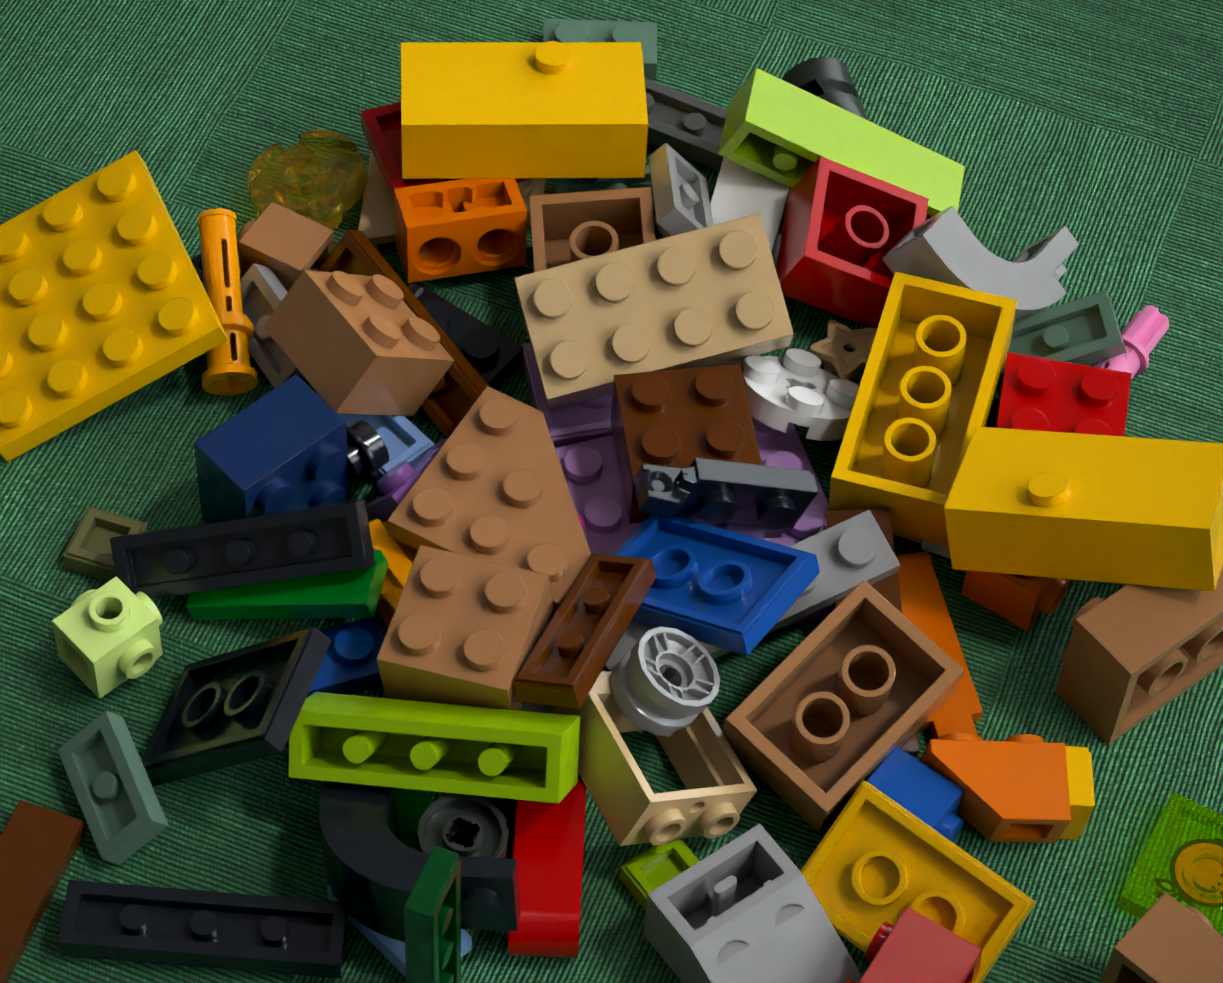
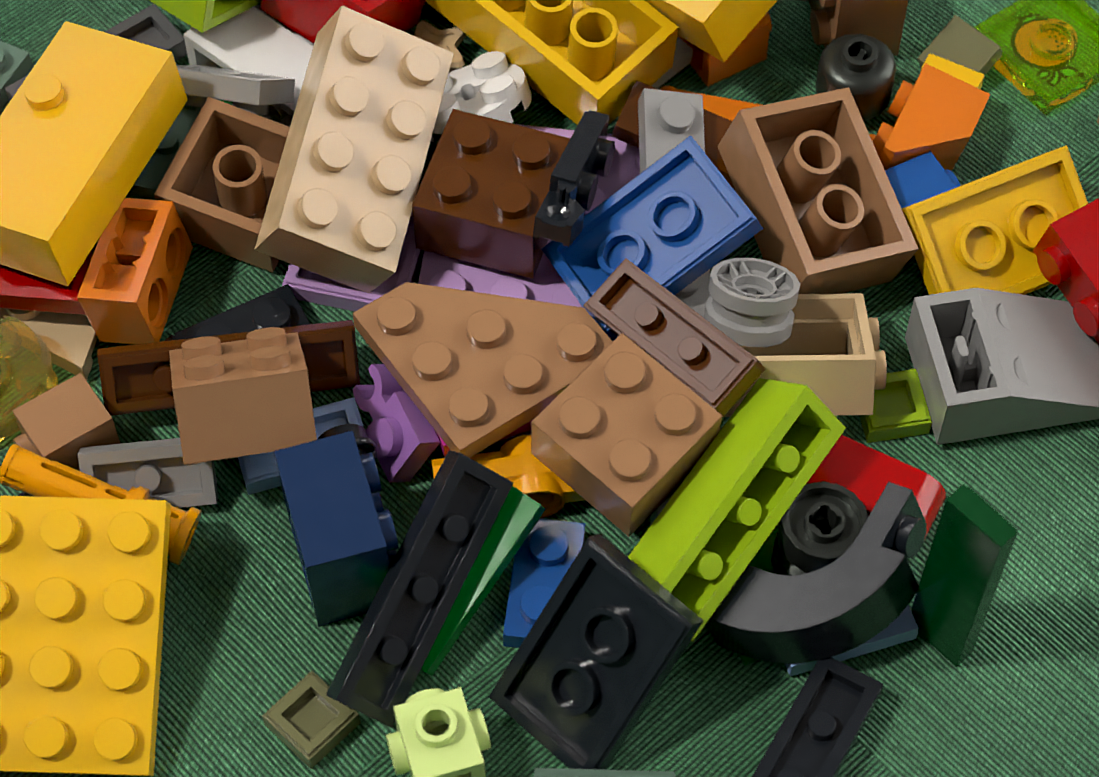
camera: 60 degrees left, 5 degrees up
(1028, 697) = (861, 65): none -> pearl dark grey head
(1129, 792) = (963, 46): none -> olive tile

